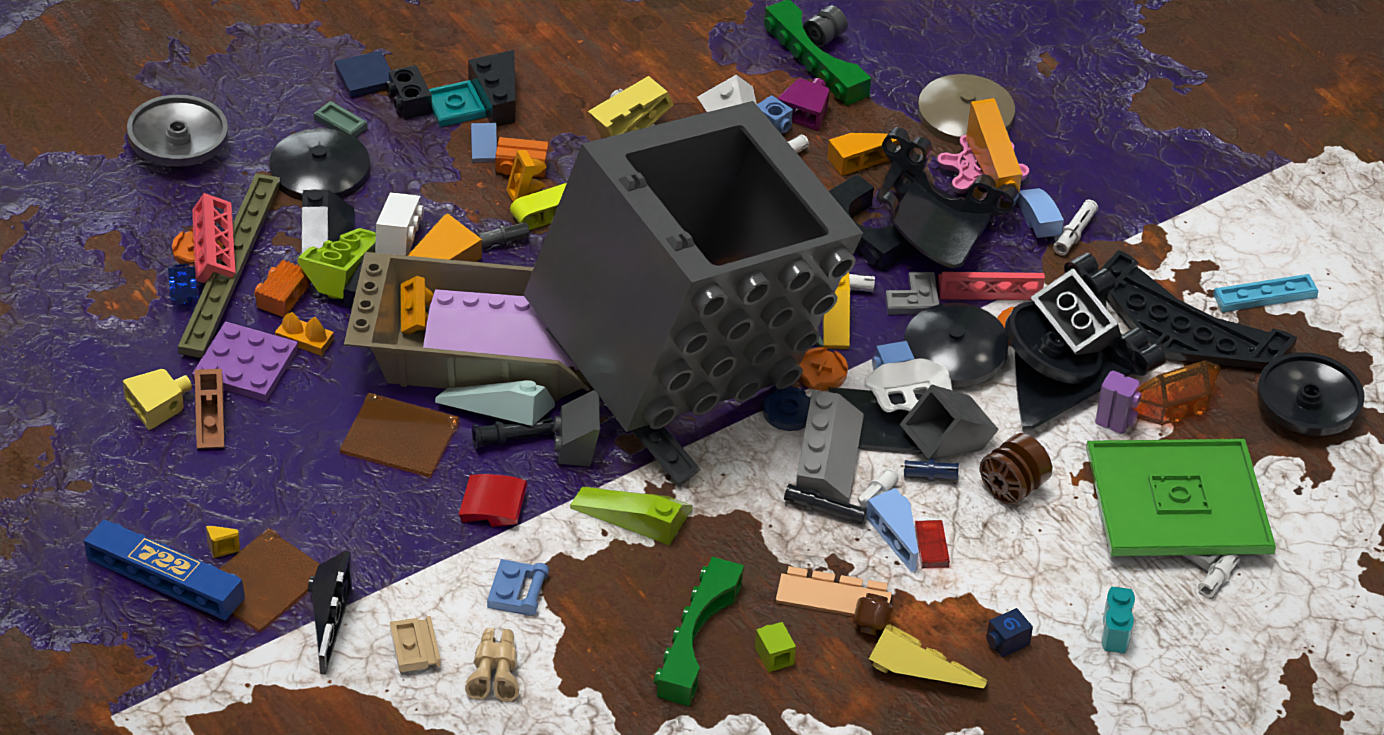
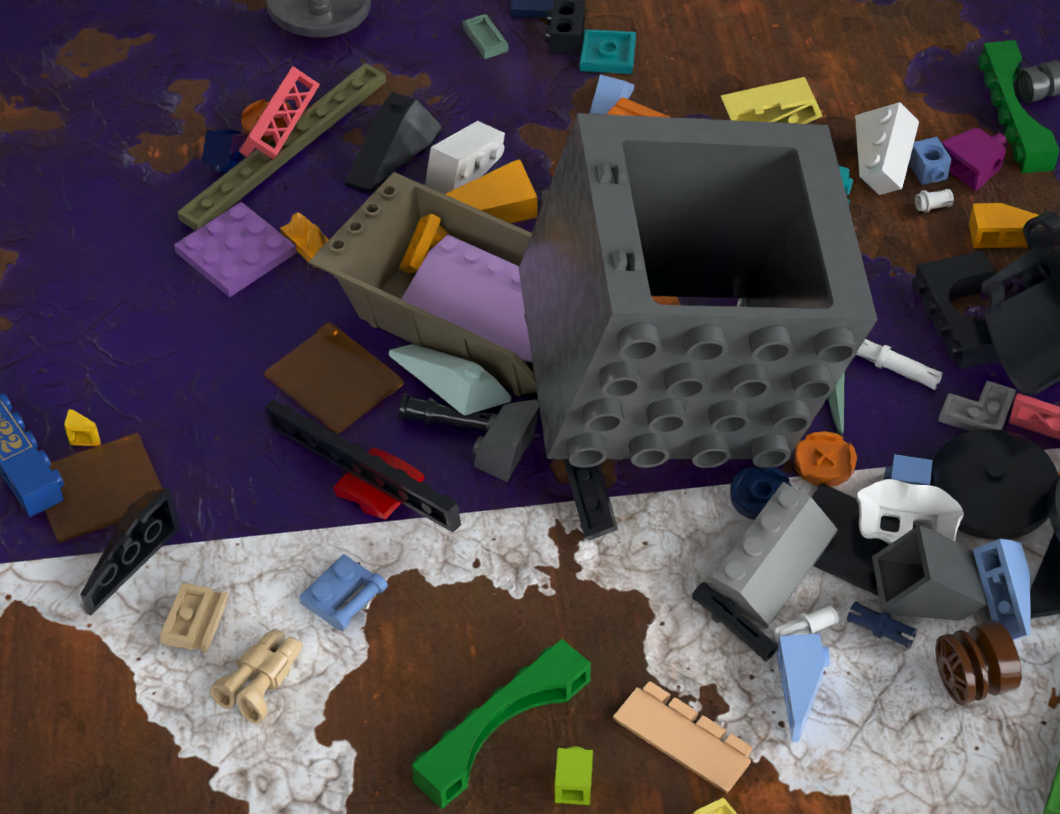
camera: 30 degrees right, 5 degrees up
(156, 396) = (124, 256): light yellow torso -> none
(209, 408) = (164, 285): nougat slope -> none
(281, 288) = (315, 186): orange brick -> none
(321, 162) = (438, 72): black dish -> none
(336, 262) = (365, 174): lime wedge -> none
(477, 487) = (364, 466): none -> black plate
(495, 85) = (657, 44): black wedge -> none
(642, 513) = (525, 554): lime wedge -> none
(837, 321) = (876, 397): yellow slope -> none
(872, 613) = (708, 780): reddish brown head -> none
(932, 544) = (833, 717): clear red tile -> none
(1003, 408) = (1006, 584): none -> light blue slope

